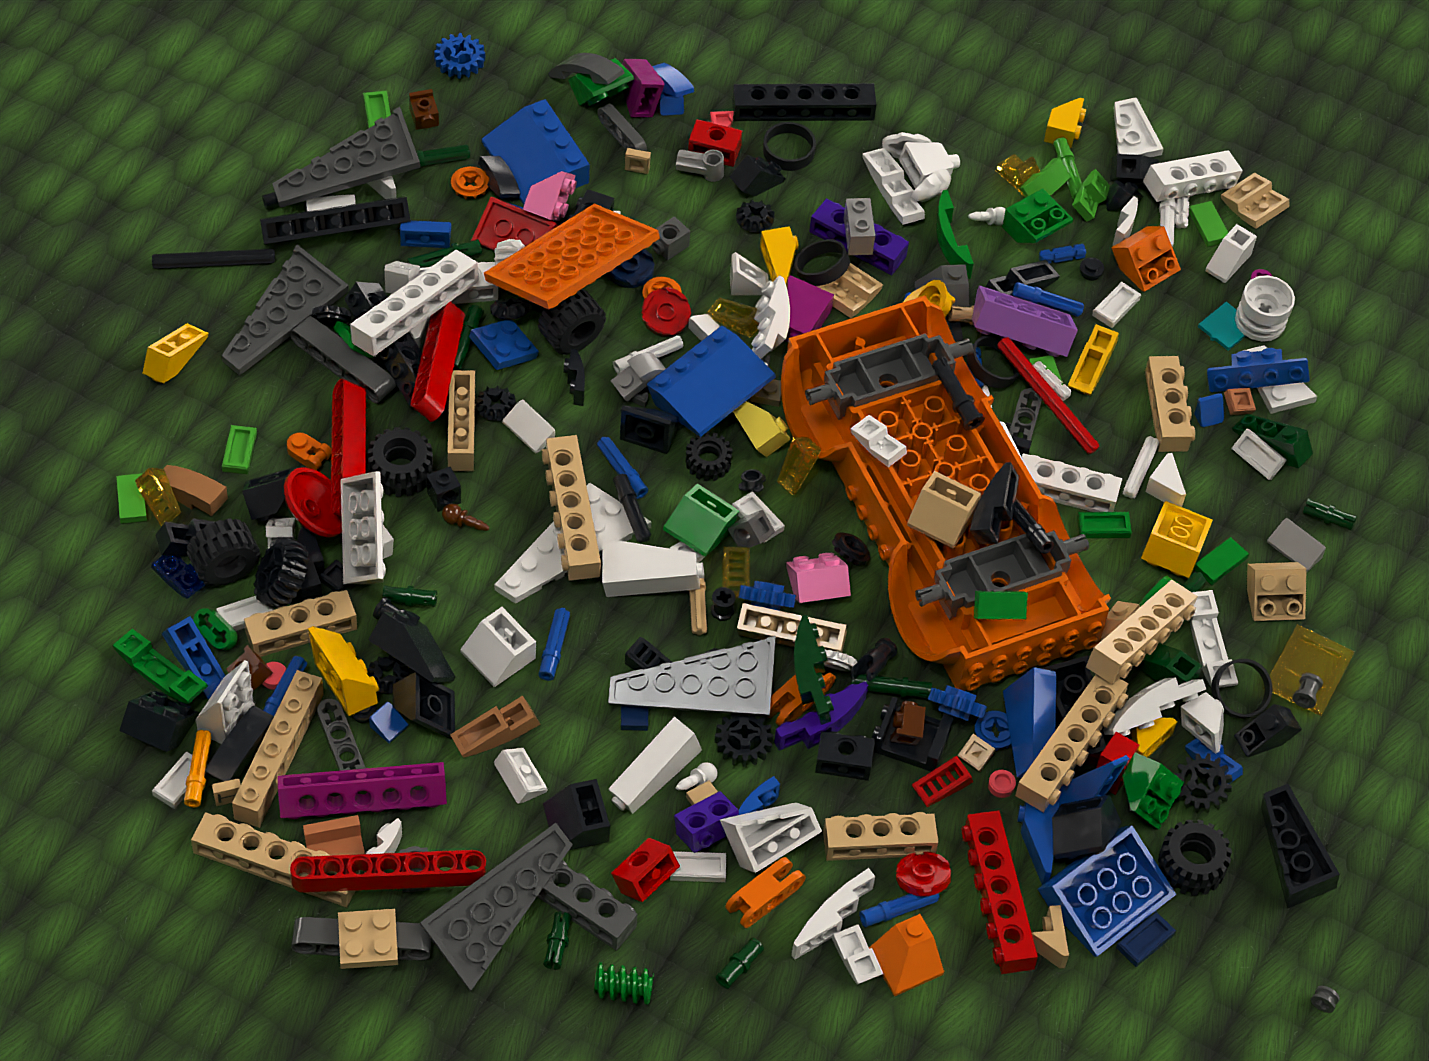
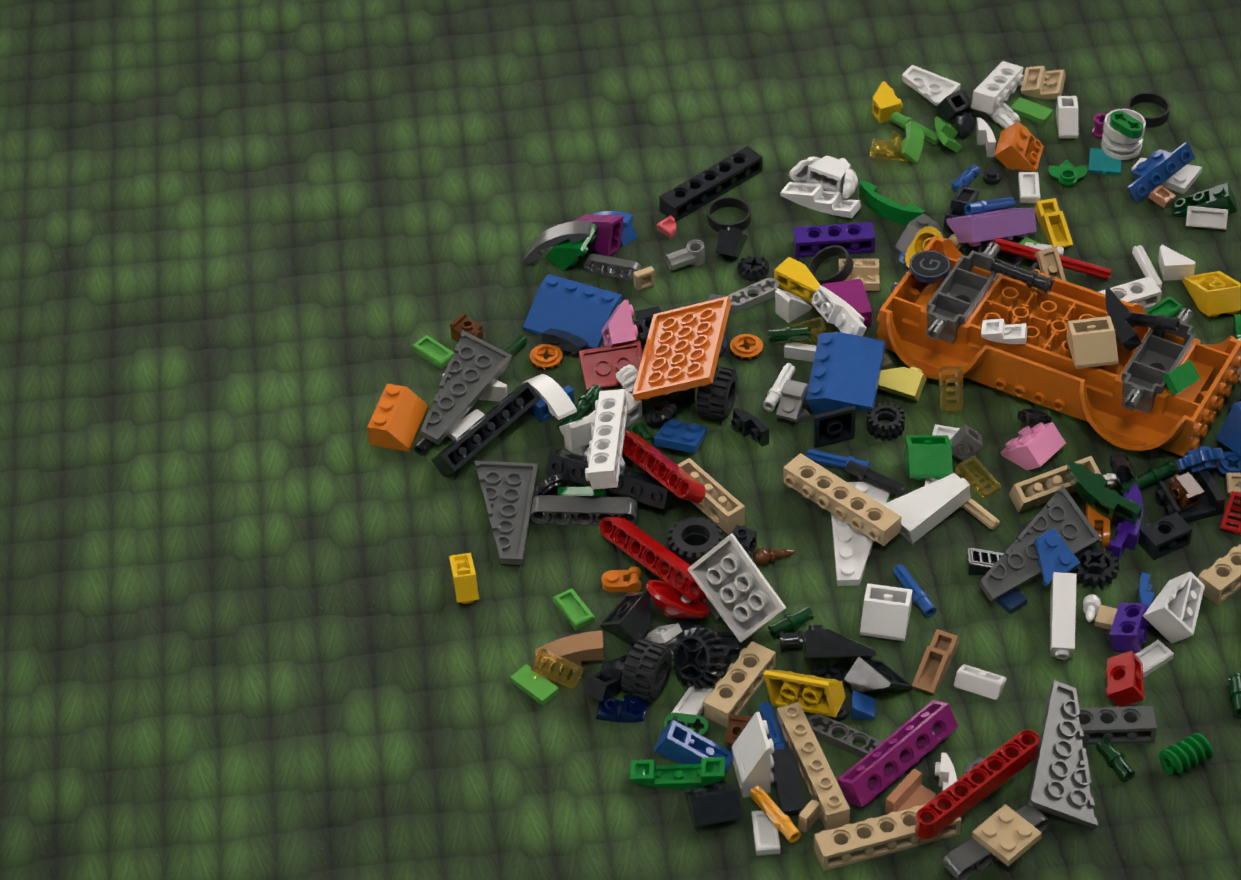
camera: 30 degrees left, 10 degrees down
(213, 258) = (422, 505): black axle -> none
(272, 155) = (396, 418): none -> orange slope
(422, 224) = (553, 395): none -> white slope
(459, 55) = (454, 285): blue gear -> none
(498, 411) = (722, 473): black gear -> none
(529, 426) = (752, 474): white slope -> none
(579, 814) = (1045, 667): black slope -> none
(666, 312) = (763, 354): red tile -> none
(702, 701) = (1054, 555): none -> blue wing
(710, 307) = (790, 334): none -> dark green pin
(712, 136) = (677, 236): red brick -> none
(715, 250) = (764, 289): none -> light grey beam
(723, 602) = (991, 497): black bush -> none
(752, 481) = (928, 418): black plate -> none
(765, 892) = (1208, 645): orange piece -> none
(767, 595) = (1019, 472): blue gear -> none
(859, 226) = (837, 227): light grey brick -> none
(881, 324) = (929, 266): none -> tile
(991, 216) = (900, 181): white bar -> none
(1027, 405) = (1050, 263): none -> tan slope
(1035, 218) = (932, 166): green slope -> none
(1169, 404) = (1124, 221): tan brick -> none
(1172, 314) = (1067, 173): none -> green plate
(1210, 410) = (1151, 211): blue slope -> none
(1267, 299) = (1126, 124): none -> green beam
(1334, 279) = (1151, 98): none -> black tyre

